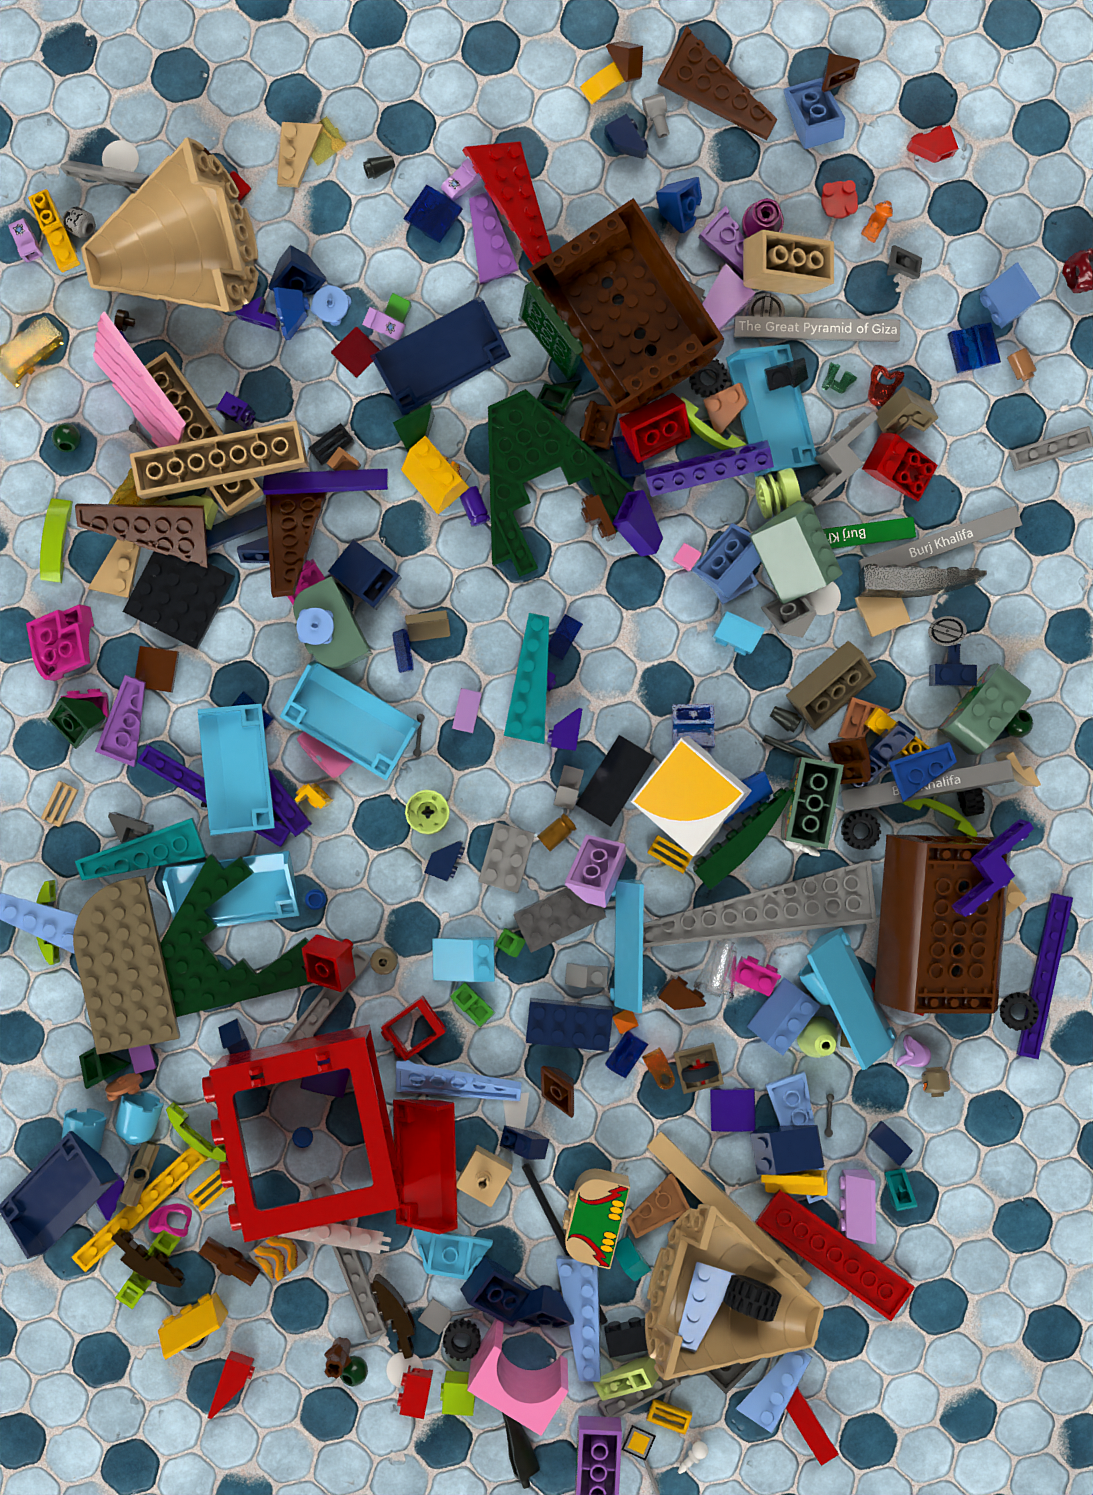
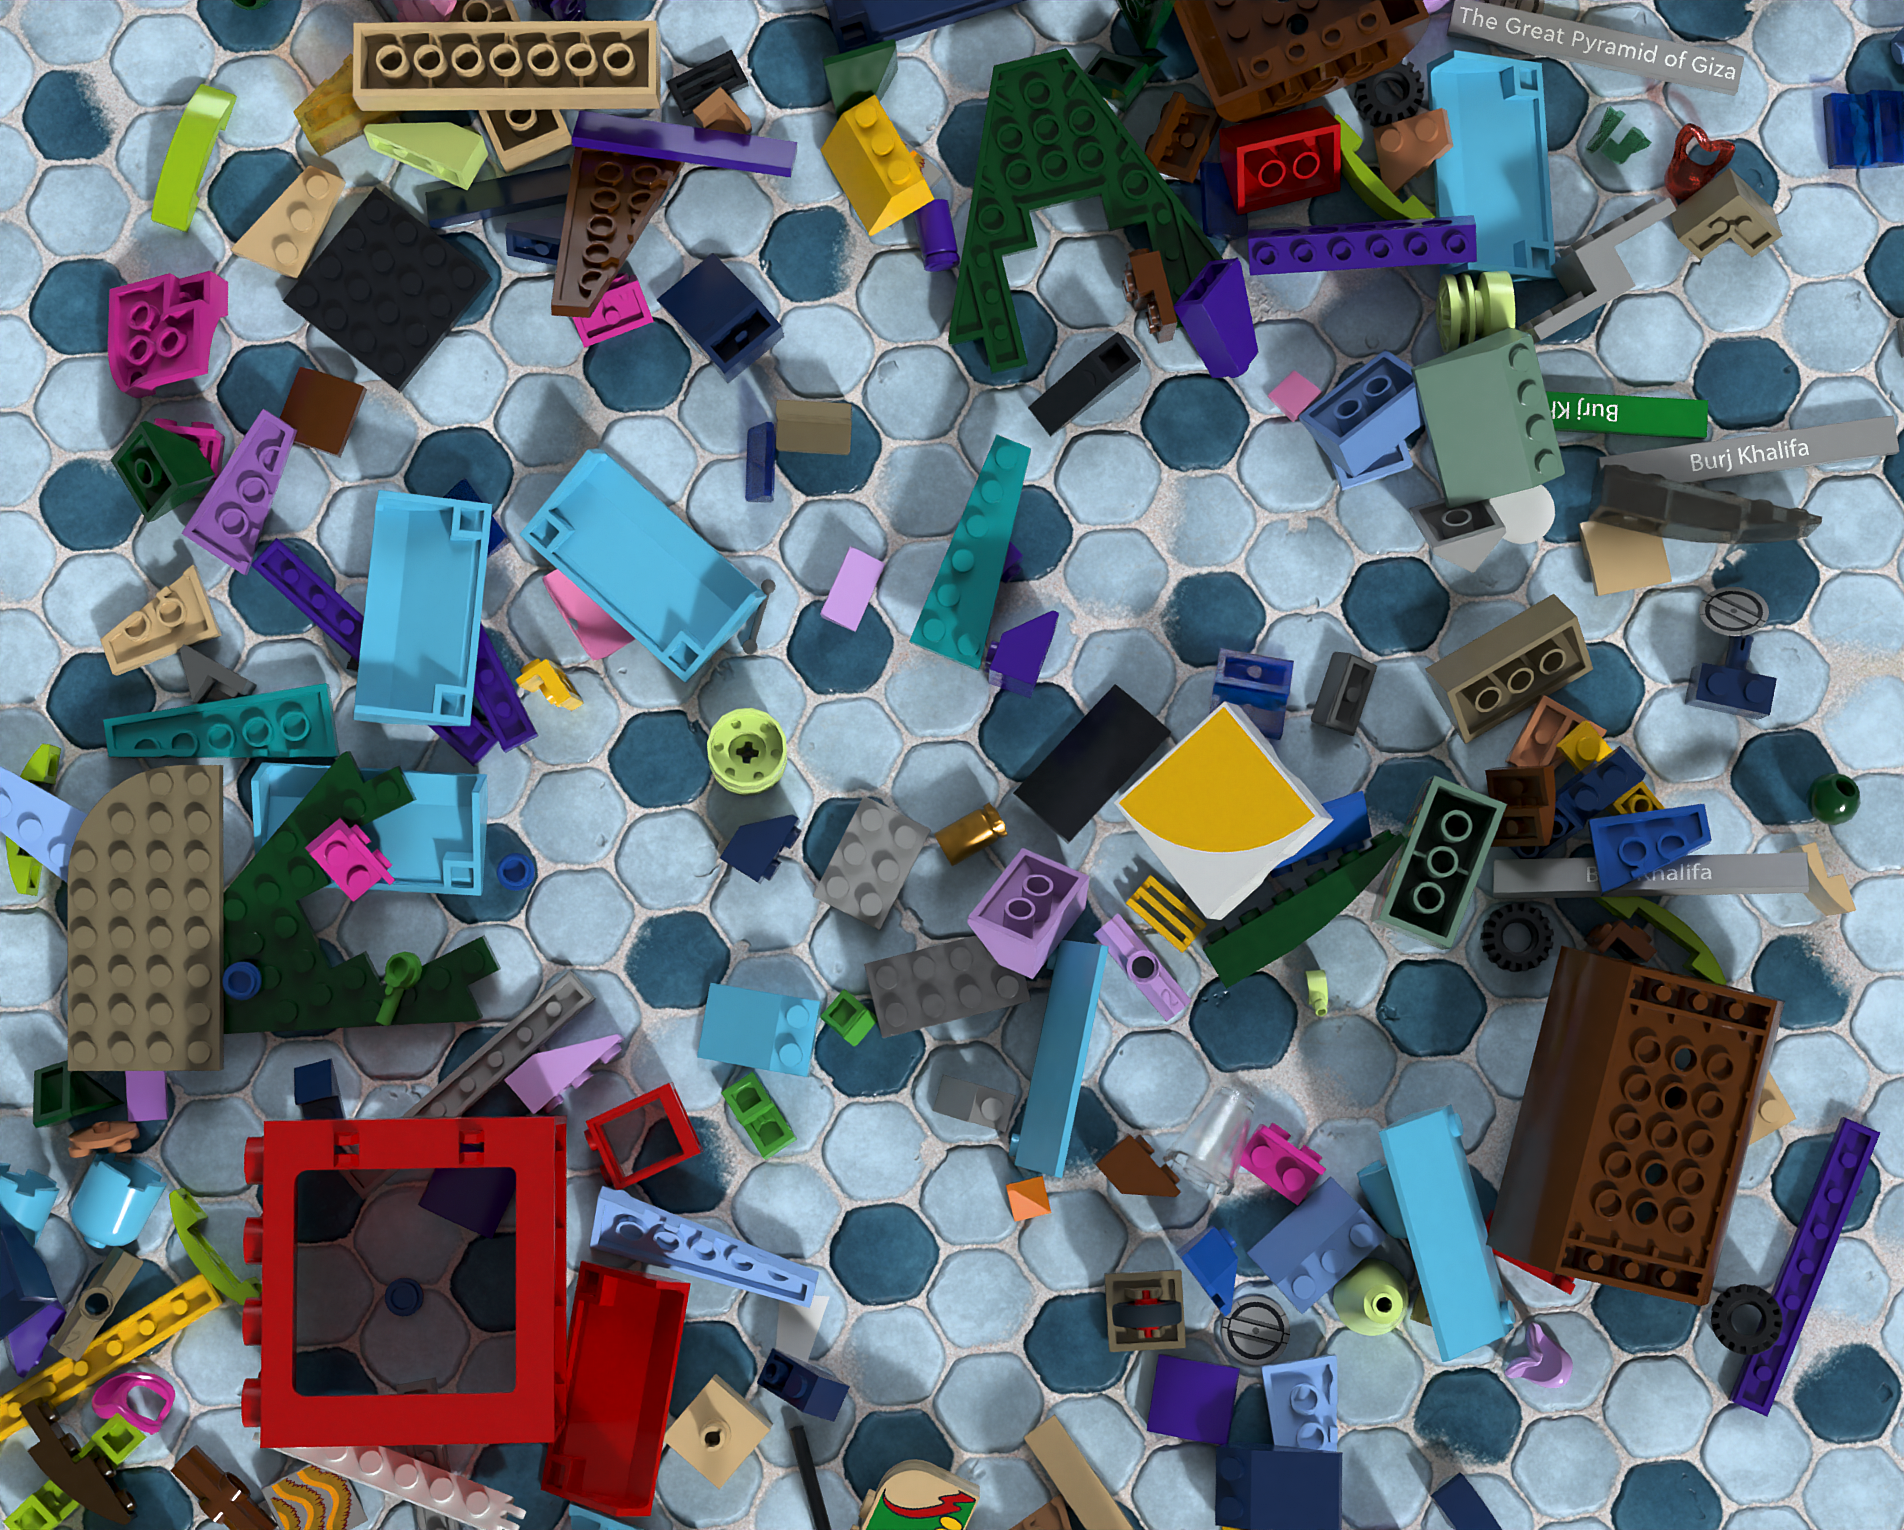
camera: 15 degrees right, 5 degrees down
(45, 816) = (87, 607): tan tile -> none
(96, 803) = (161, 627): none -> tan wing
(160, 528) = (378, 164): reddish brown wing -> none
(180, 988) = (242, 980): none -> blue plate
(197, 1200) = (188, 1376): yellow tile -> none
(223, 912) = (347, 859): none -> dark pink bracket
(265, 967) = (401, 973): none -> bright green plate
(315, 626) = (615, 382): light blue piece -> none
(329, 962) = (517, 985): red brick -> none
(348, 640) = (640, 392): sand green brick -> none
(355, 1004) = (552, 1072): none -> lavender slope
(384, 953) = (626, 1012): dark tan head -> none
(558, 1089) = (882, 1297): reddish brown slope -> none
(564, 636) = (1050, 492): clear blue plate -> none
(568, 787) = (1006, 760): light grey slope -> none
(569, 1024) = (925, 1184): dark blue brick -> none
(571, 574) = (1086, 384): none -> black slope
(626, 1054) = (1018, 1261): clear blue slope -> none
(658, 1065) = (1073, 1290): clear orange piece -> none
(672, 895) = (1159, 987): none -> lavender piece
(729, 1037) = (1213, 1264): none -> blue slope
(737, 633) = (1359, 543): medium azure slope -> none
(743, 715) = (1343, 693): none -> dark grey slope
(759, 880) = (1317, 991): none -> yellowish green piece
(759, 1066) = (1255, 1330): none -> light grey sticker
(785, 374) = (1527, 111): black slope -> none
(785, 718) = (1418, 712): pearl dark grey cone -> none
(788, 748) = (1401, 758): pearl dark grey bar -> none
(806, 848) = (1399, 941): white bar -> none
(813, 902) = (1406, 1050): light grey wing -> none
(828, 1132) = (1360, 1476): dark grey hinge -> none
(899, 465) = (1700, 307): red slope -> none
(923, 823) = (1627, 942): none -> reddish brown bracket
(936, 1081) = (1572, 1419): dark tan head -> none
(971, 802) = (1725, 919): black tyre -> none
(985, 710) = (1777, 762): sand green brick -> none
(993, 867) = (1743, 1034): dark purple bracket -> none

